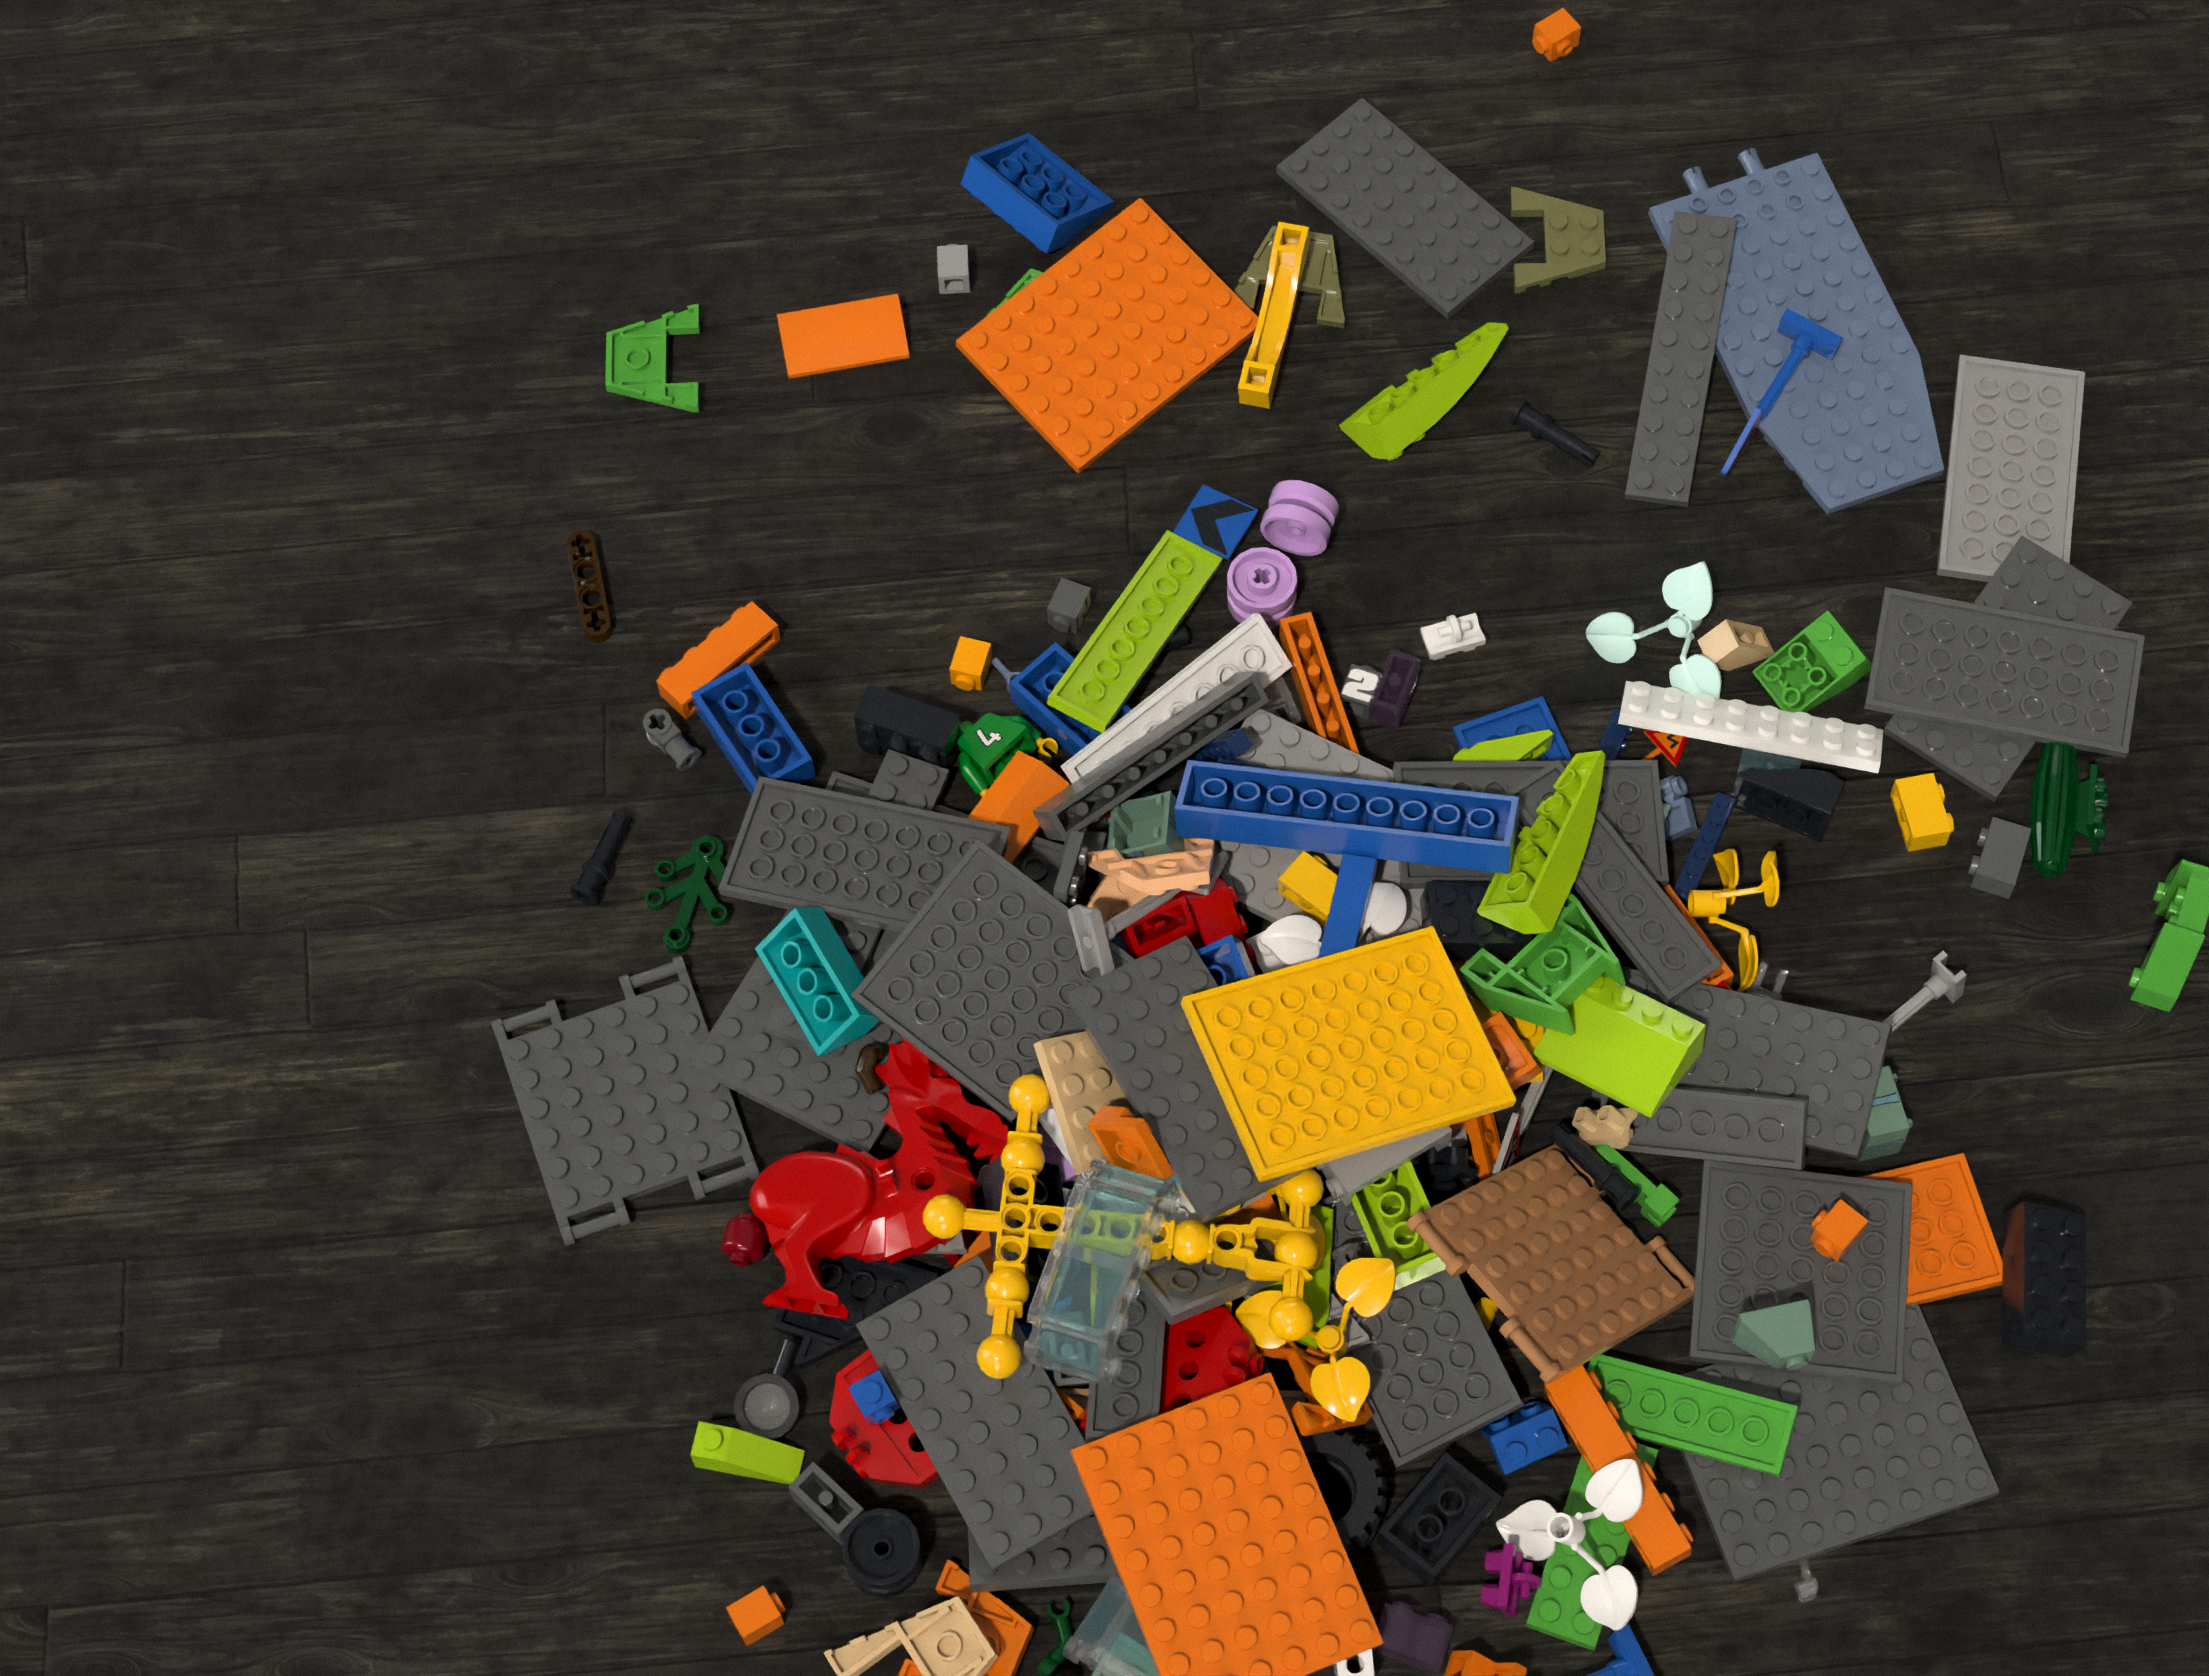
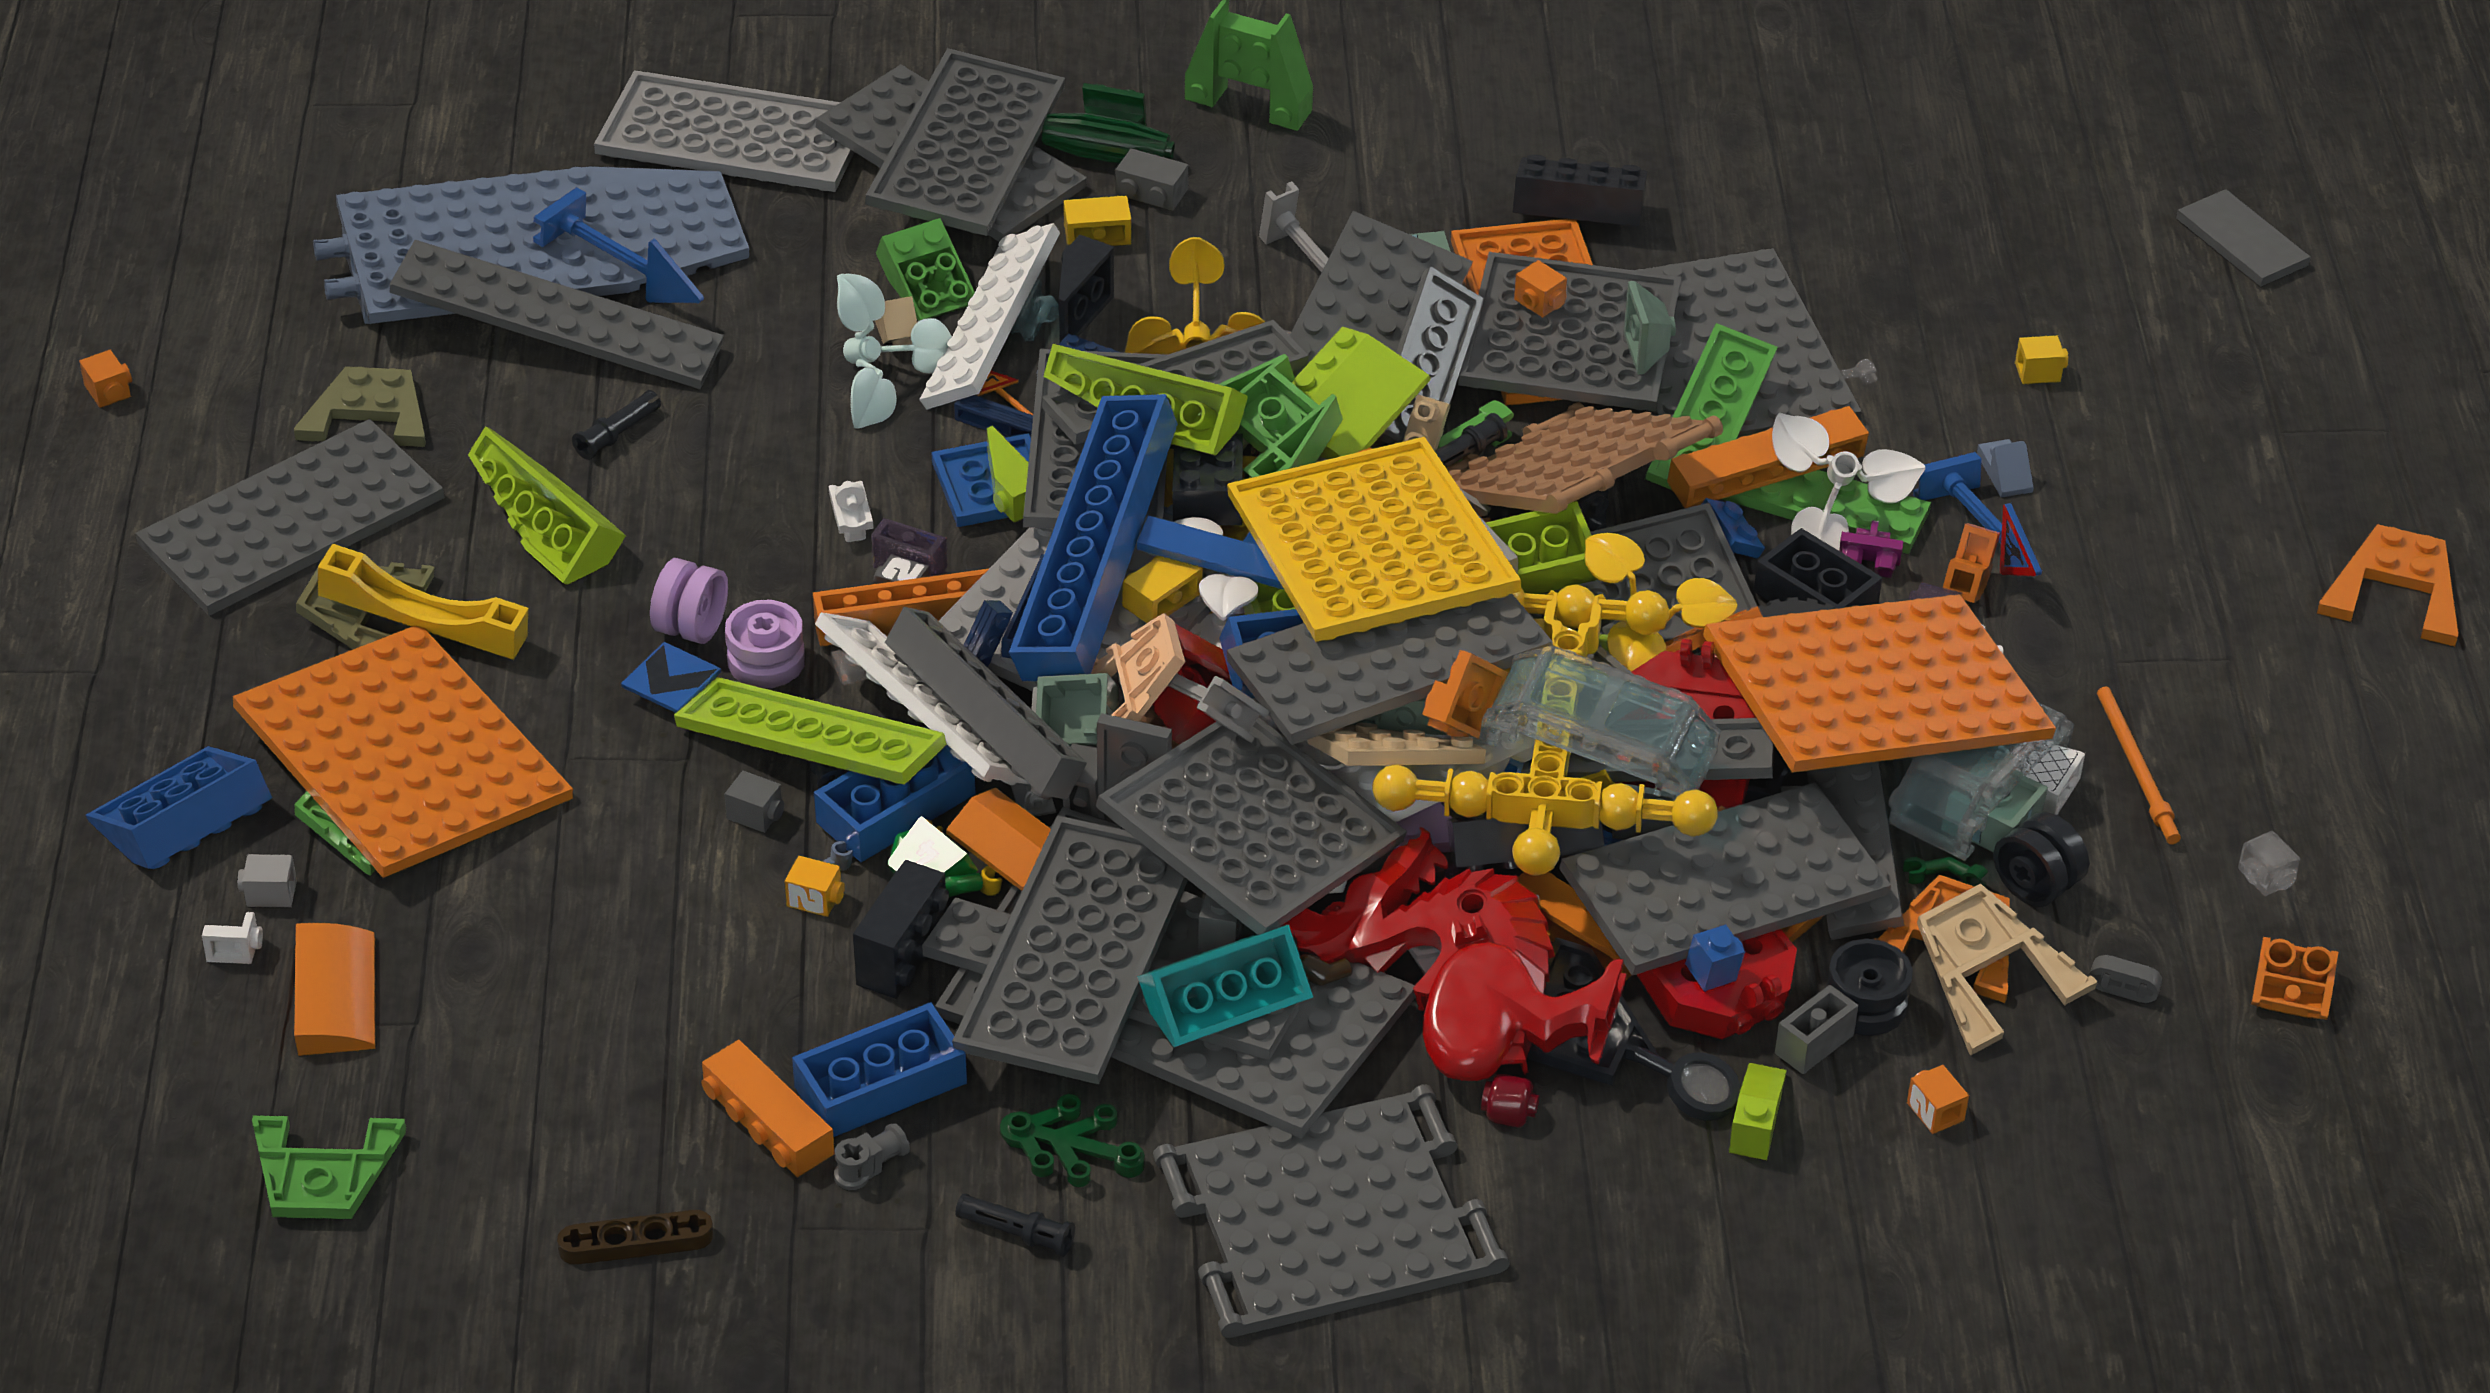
camera: 90 degrees left, 20 degrees down
(886, 264) = (232, 943): none -> white bracket

